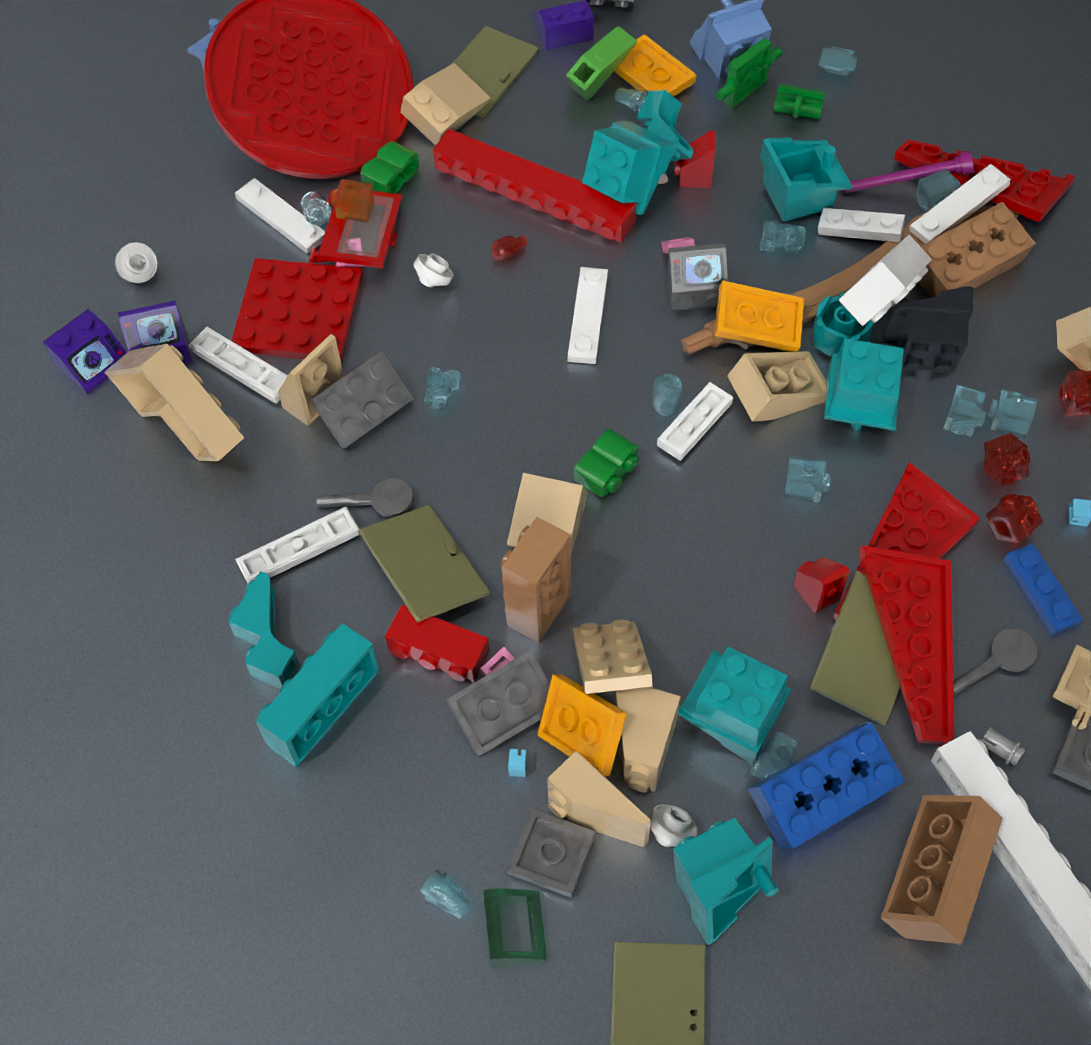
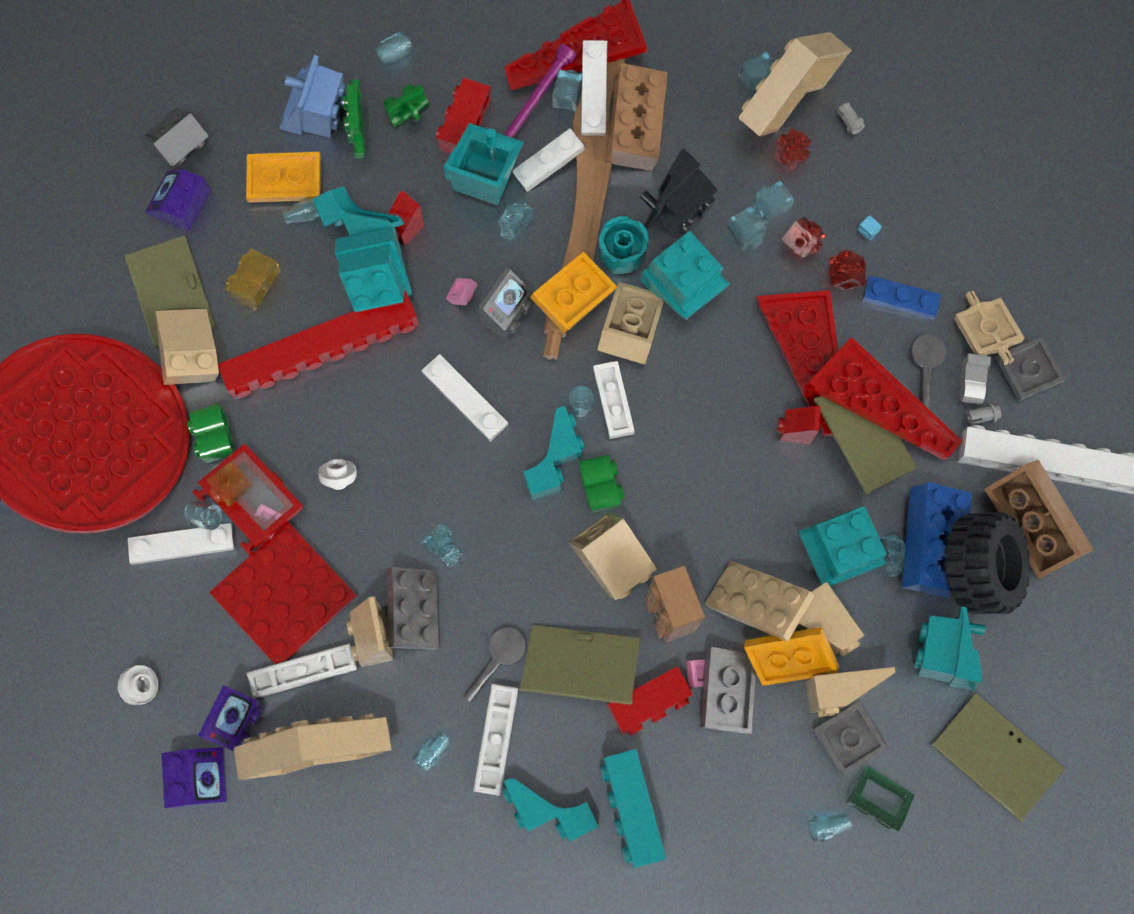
camera: 55 degrees left, 15 degrees up
(245, 504) = (430, 752): none -> clear light blue cone
(507, 247) = (358, 405): clear red cylinder -> none
(517, 763) = (773, 713): medium azure piece -> none
(543, 106) = (252, 279): none -> clear yellow brick
(600, 62) = (251, 206): bright green slope -> none
(612, 410) = (563, 448): none -> teal arch
(671, 825) = (890, 651): white plate -> none
(806, 479) = (716, 369): clear light blue brick -> none
(850, 137) = (468, 107): none -> red brick
(870, 858) = (987, 563): none -> black tyre
(887, 281) = (628, 194): white brick -> none
(1030, 709) = (974, 378): none -> light grey leg

